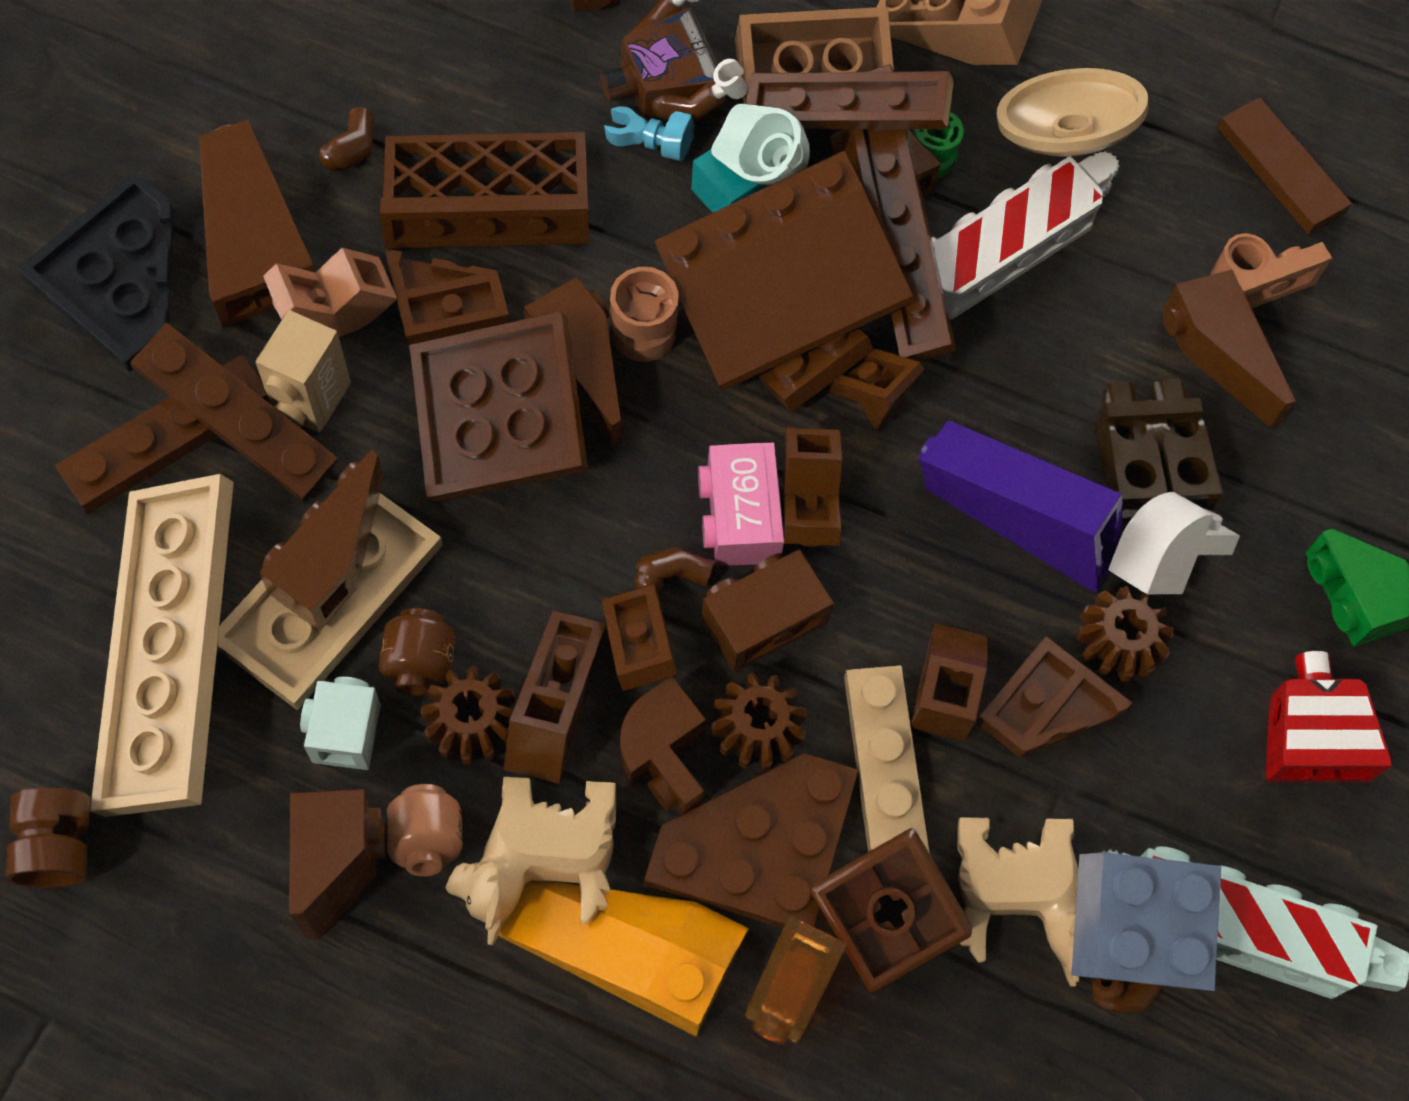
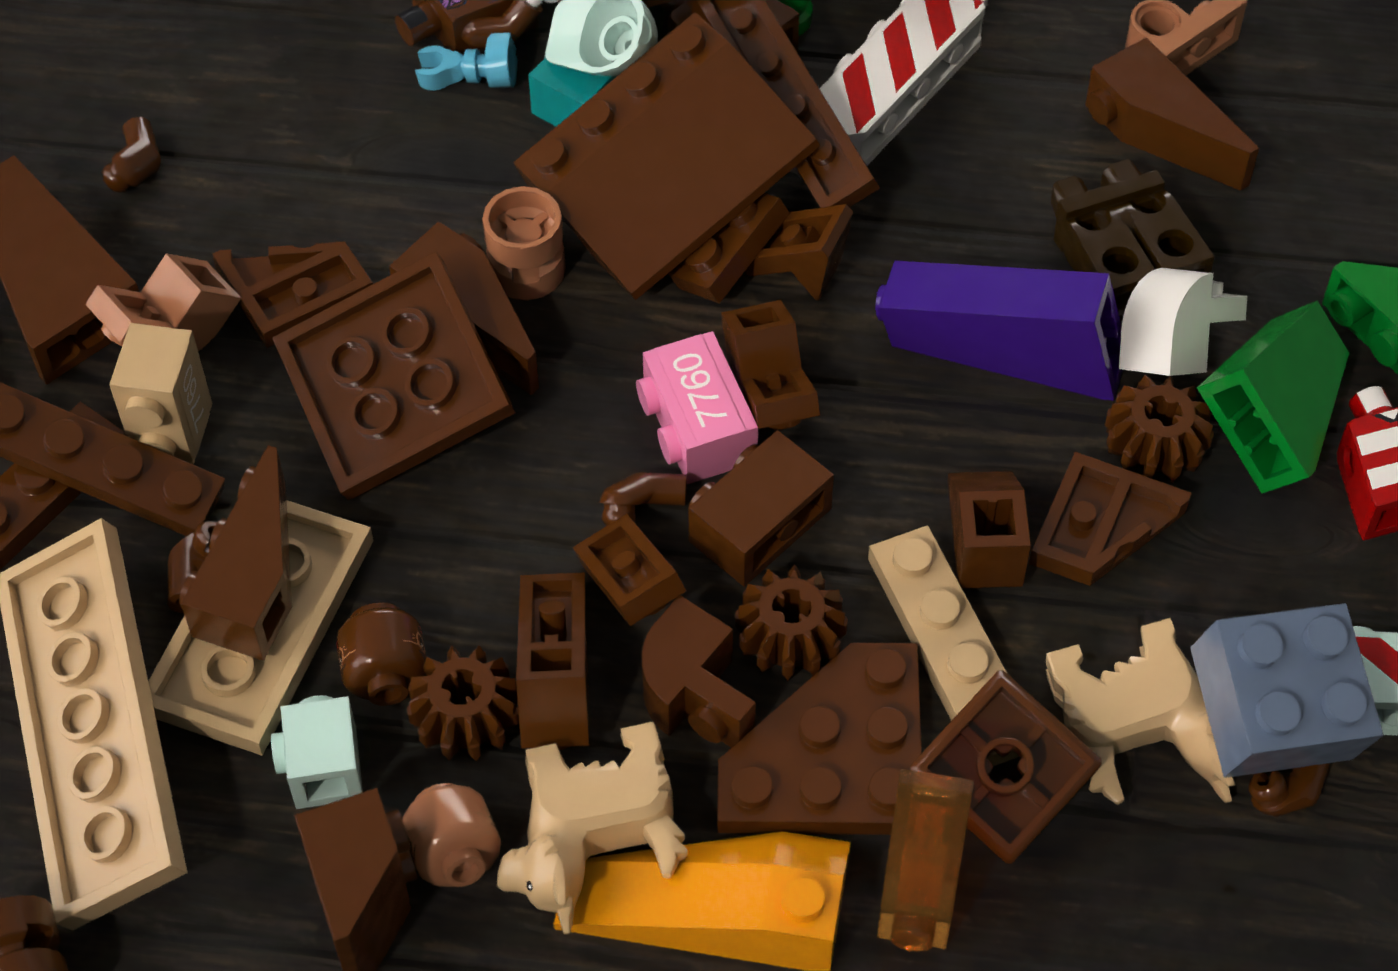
camera: 10 degrees left, 10 degrees down
(286, 521) = (185, 558): none -> reddish brown arm
(485, 217) = (309, 190): reddish brown fence -> none
(1237, 635) = (1280, 395): none -> green slope

